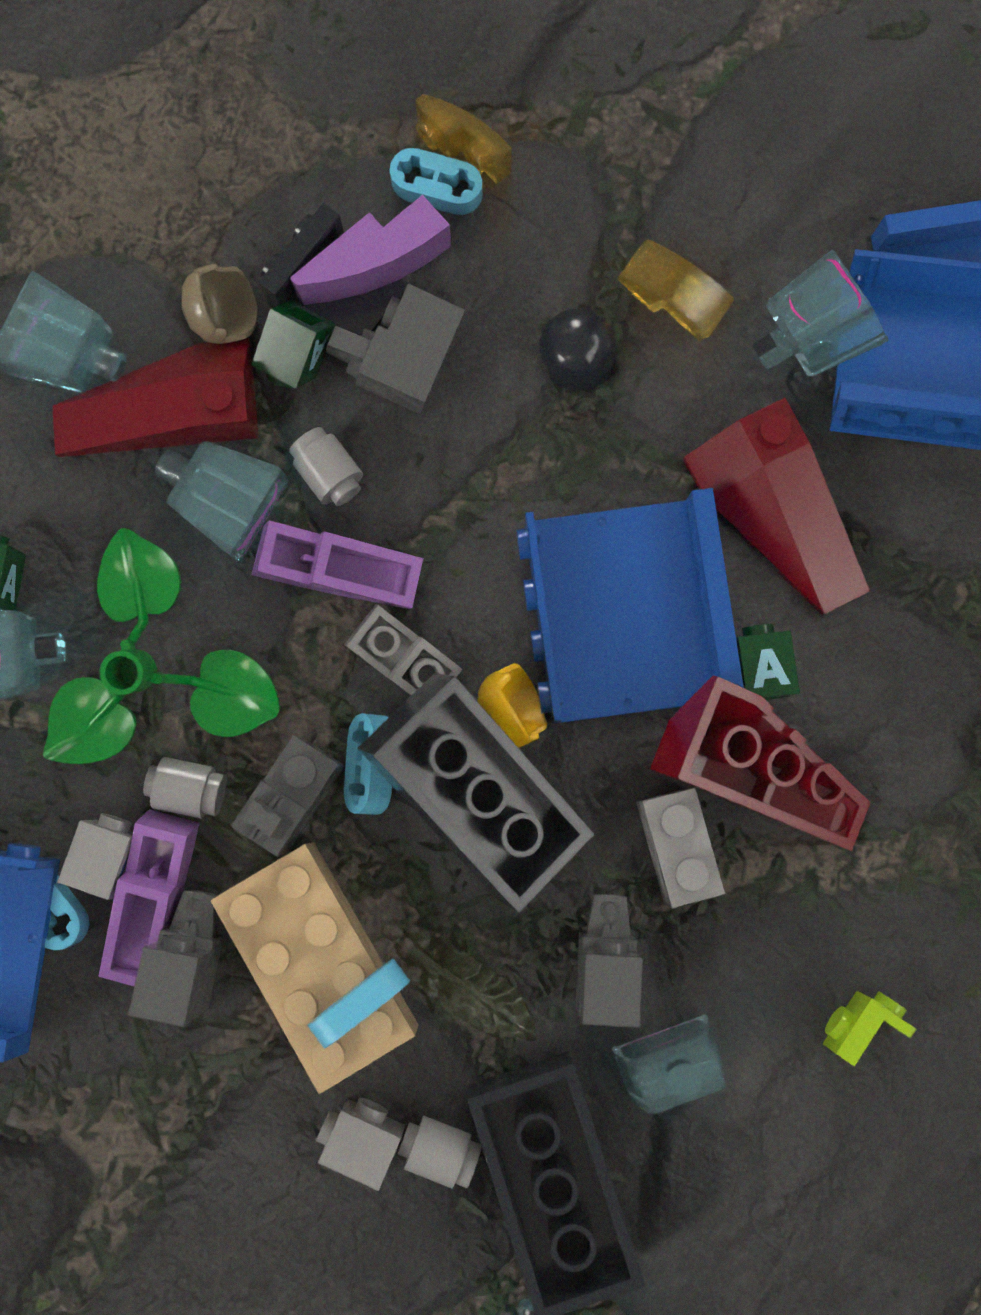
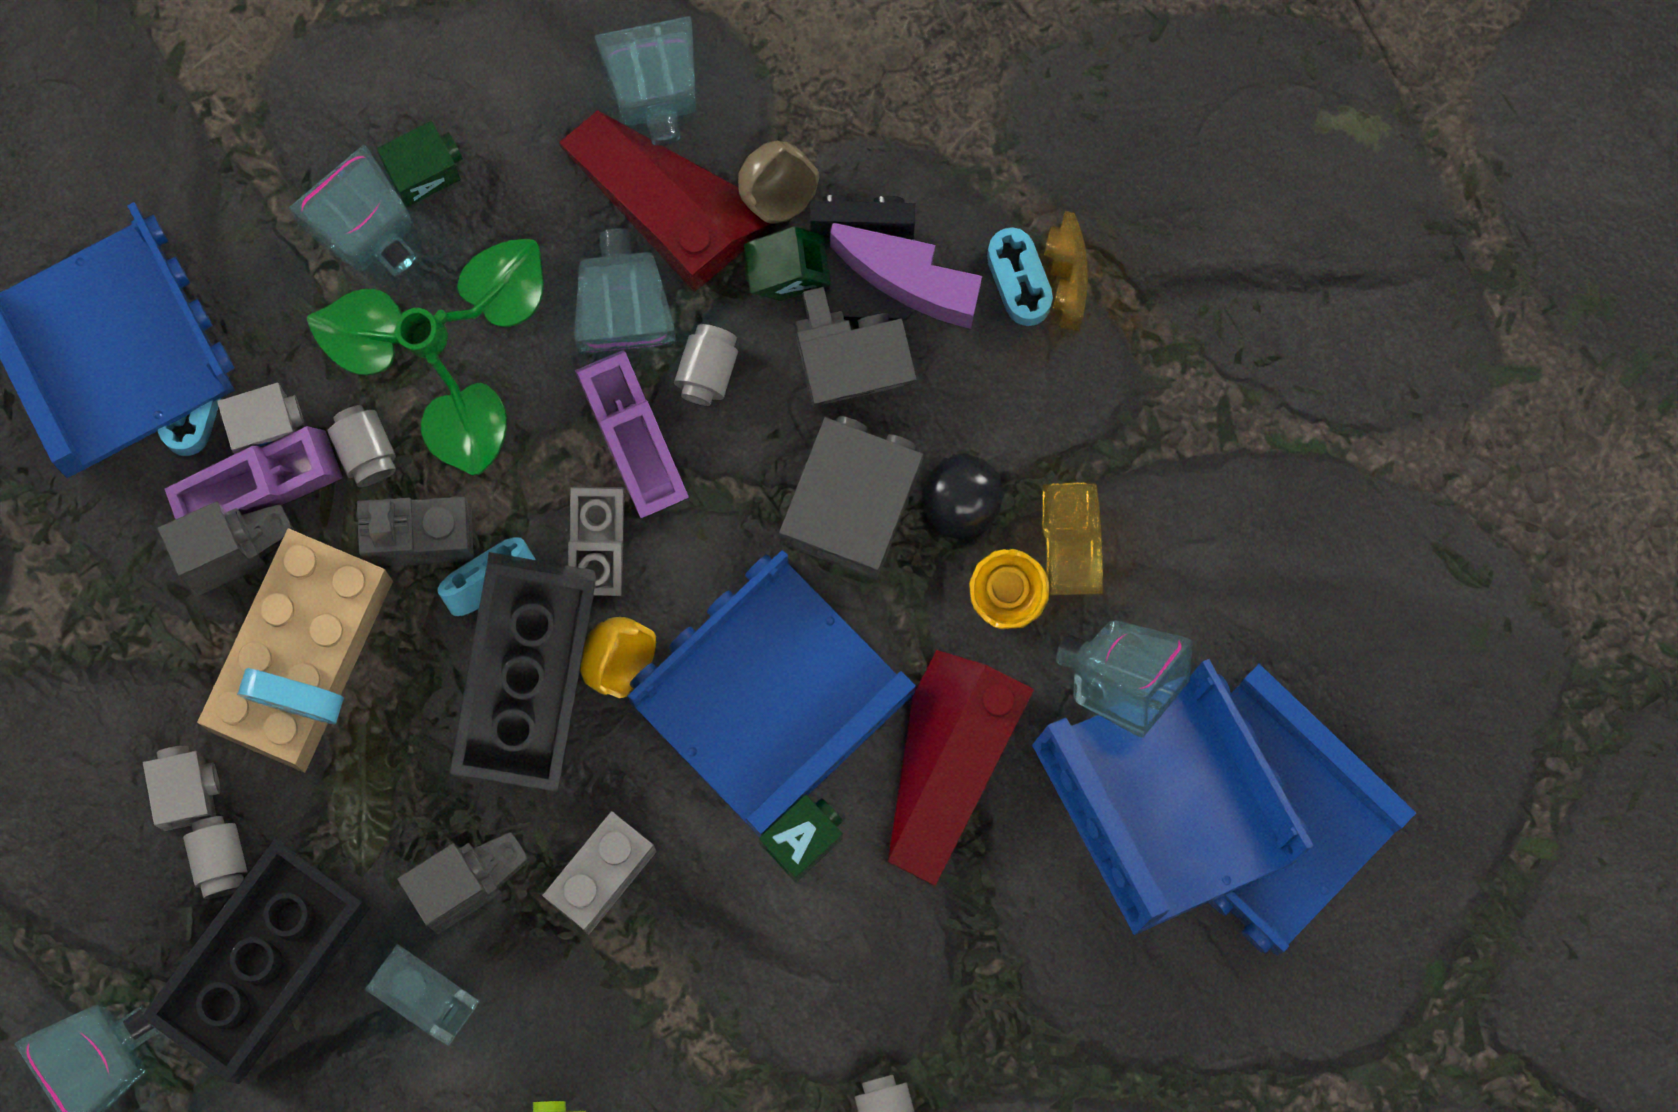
camera: 50 degrees right, 5 degrees down
(518, 430) = (851, 496): none -> dark grey brick
(684, 363) = (1009, 589): none -> yellow hair
(745, 754) = (714, 879): dark red wedge -> none

